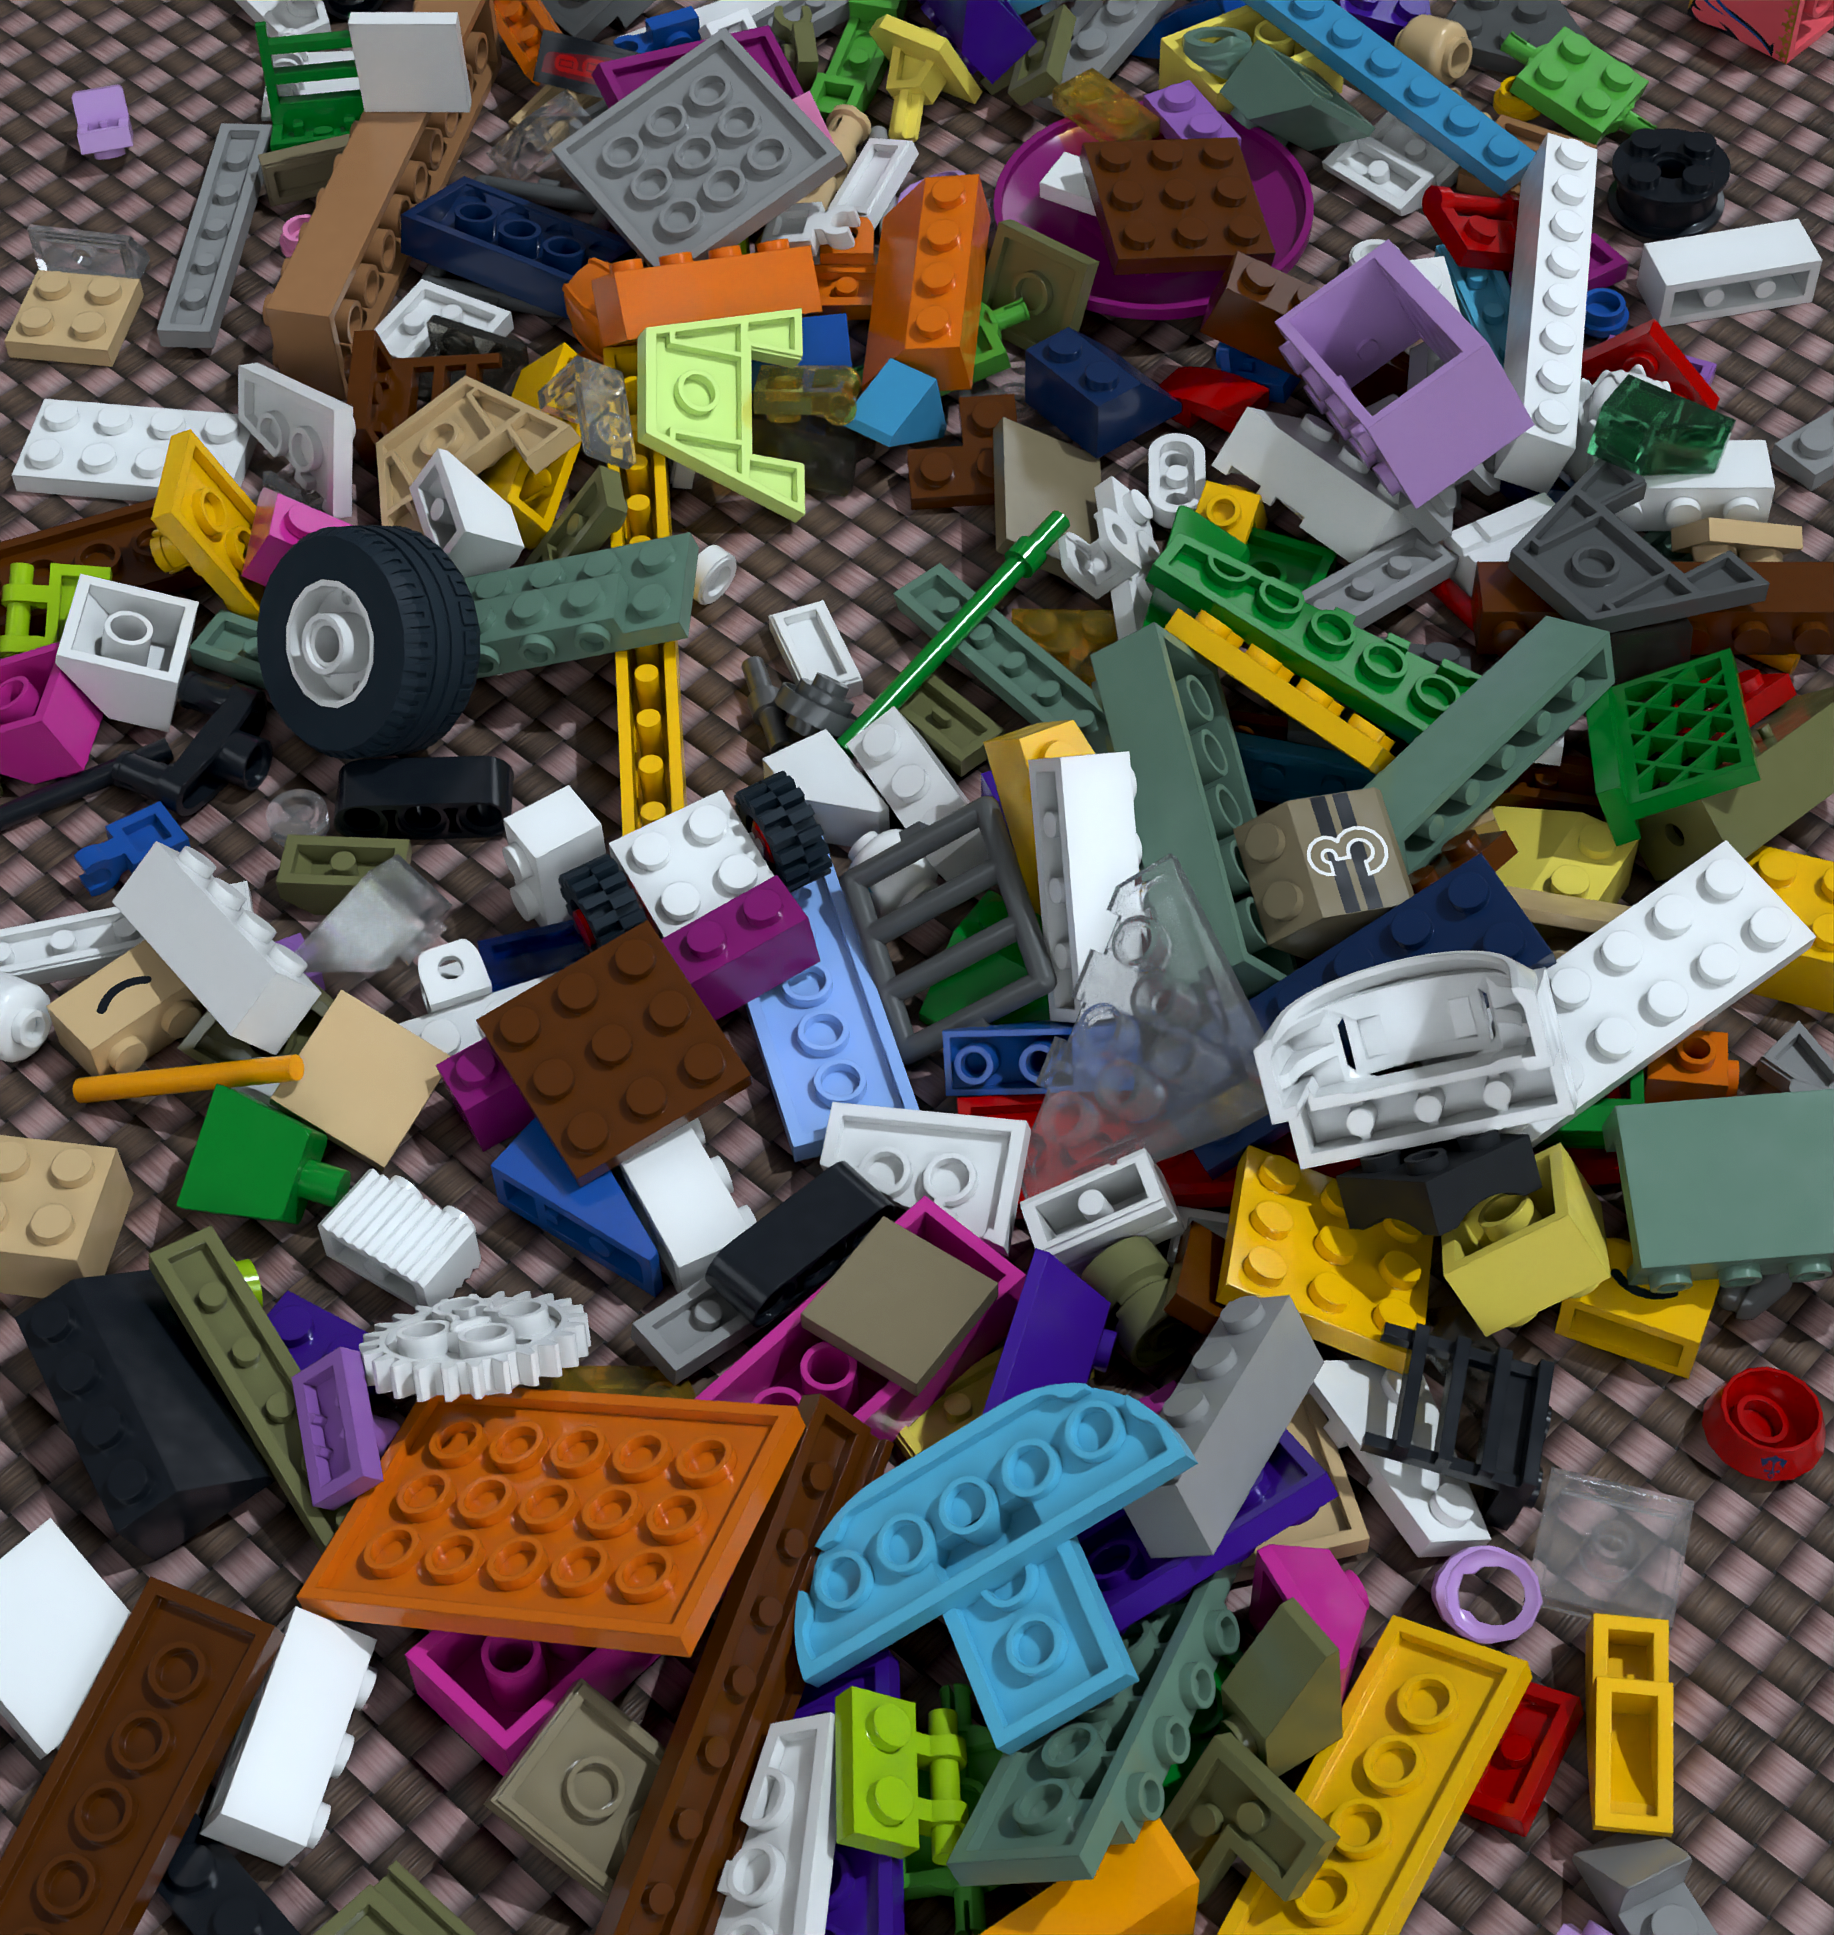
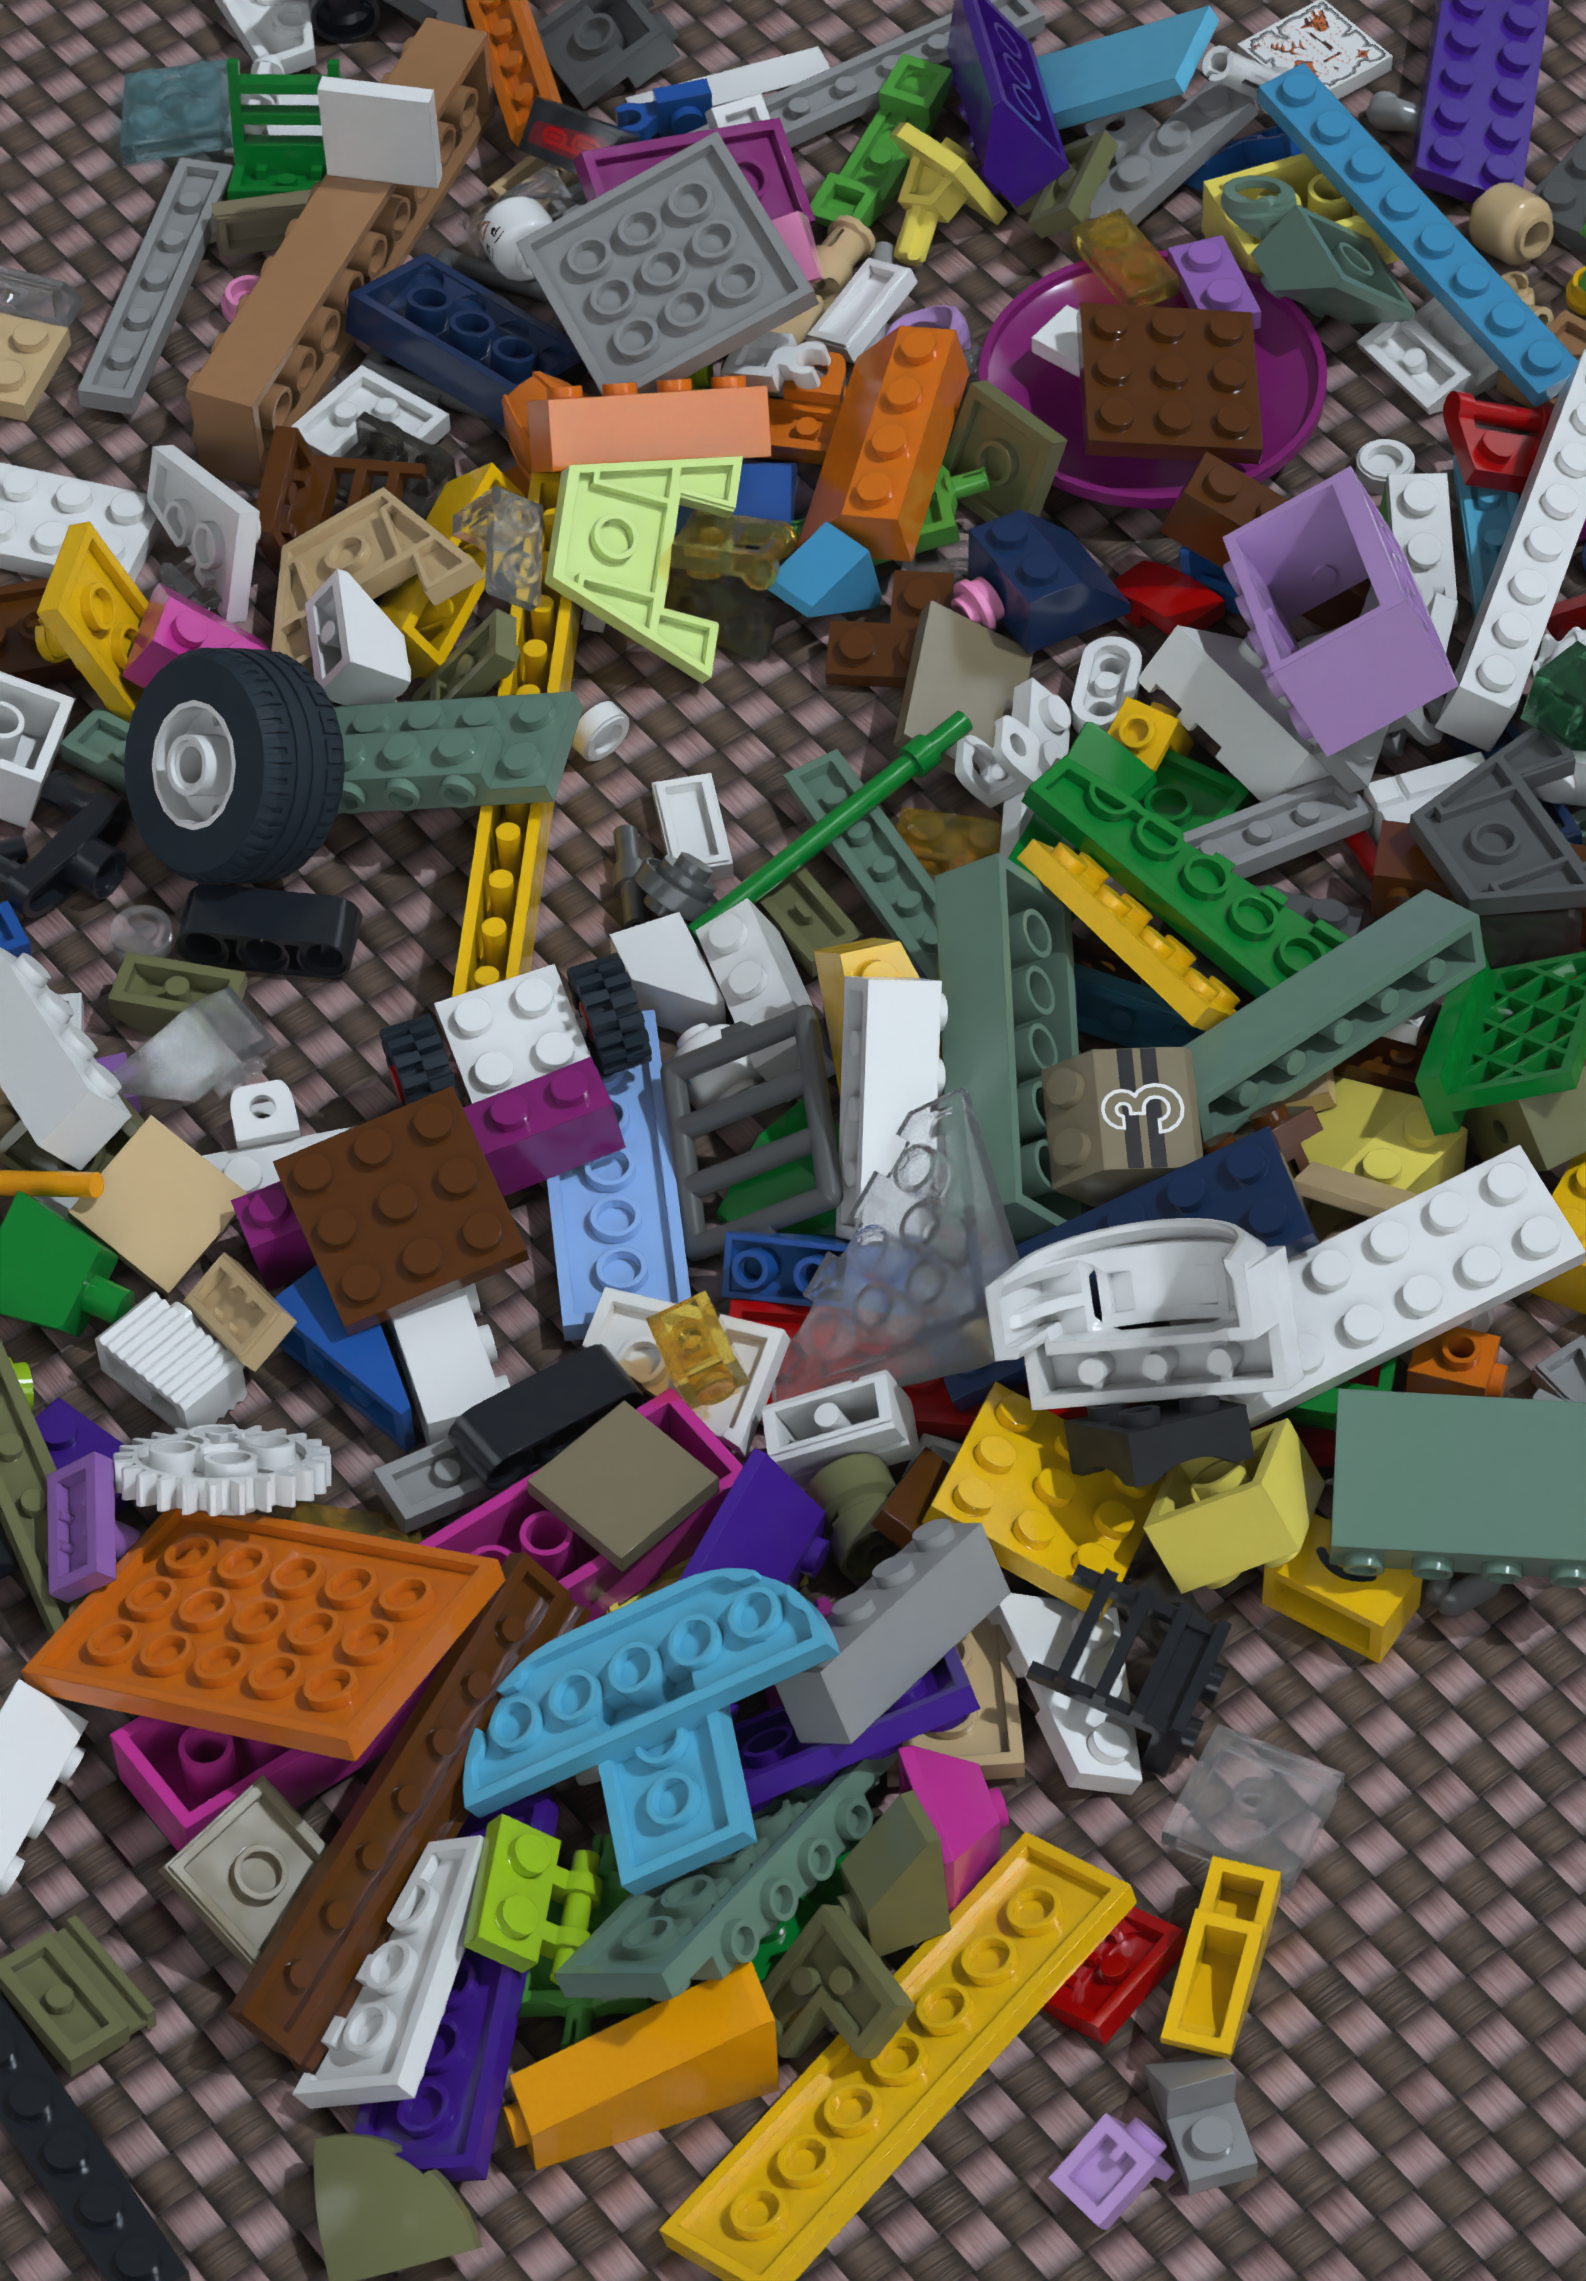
camera: 10 degrees right, 0 degrees up
(102, 121) = (55, 140): lavender bracket -> none
(212, 87) = (175, 111): none -> clear light blue plate
(464, 1177) = (239, 1312): none -> tan plate
(530, 953) = (343, 1102): clear blue tile -> none
(534, 155) = (506, 225): none -> white head
(545, 843) = (373, 995): white brick -> none
(800, 46) = (813, 151): olive plate -> none
(947, 1154) = (698, 1351): none -> clear yellow brick
(1043, 415) = (978, 602): none -> bright pink plate
(1470, 1561) = (1090, 1812): lavender piece -> none
(1765, 1424) = (1435, 1714): red hat -> none

